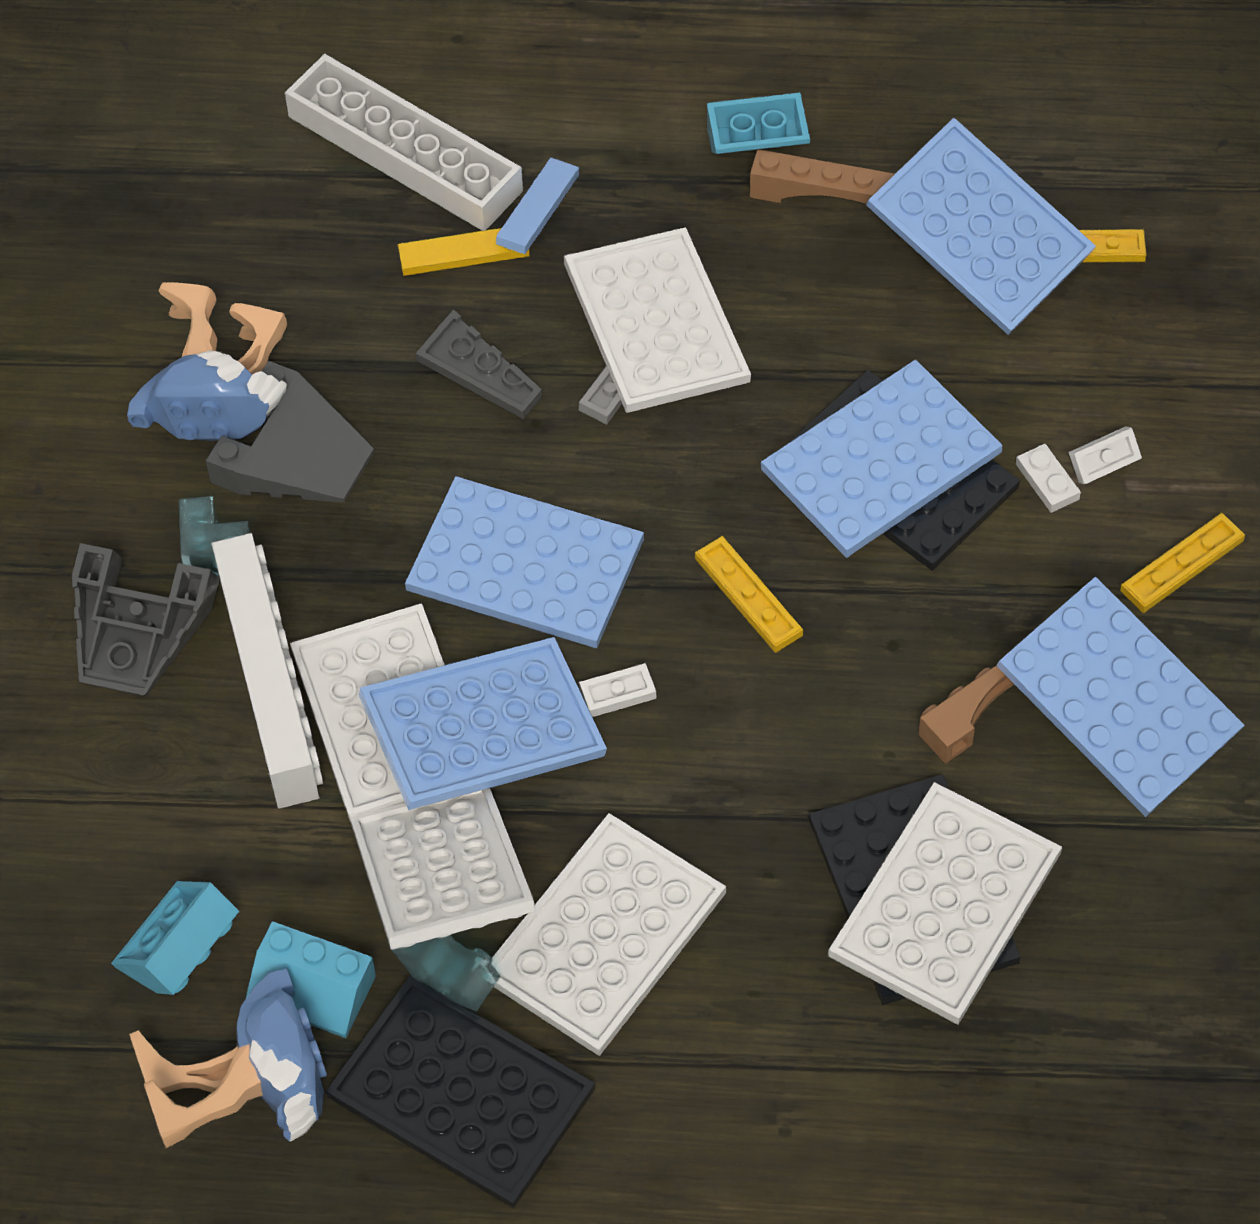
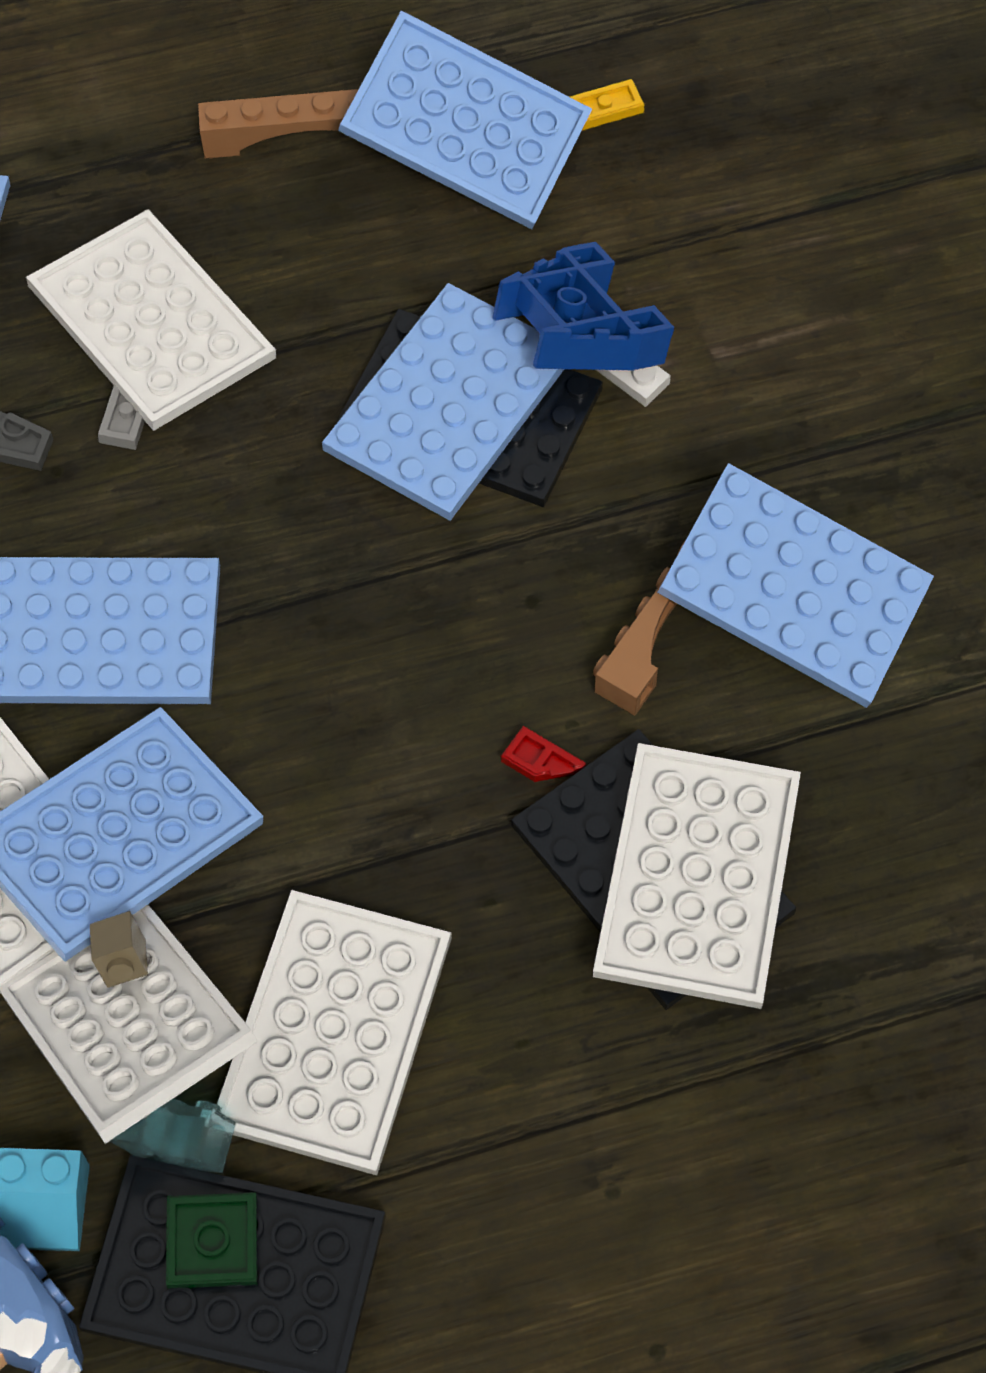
camera: 20 degrees left, 5 degrees up
(450, 1059) = (211, 1240): none -> dark green tile
(453, 812) = (118, 949): none -> dark tan brick
(618, 690) = (252, 744): white plate -> none
(749, 594) = (357, 592): yellow tile -> none
(756, 123) = (187, 76): medium azure slope -> none
(850, 772) = (539, 758): none -> red tile
(1012, 418) = (578, 318): none -> blue wedge
(1105, 455) = (691, 322): white plate -> none
(1182, 562) = (802, 420): yellow tile -> none

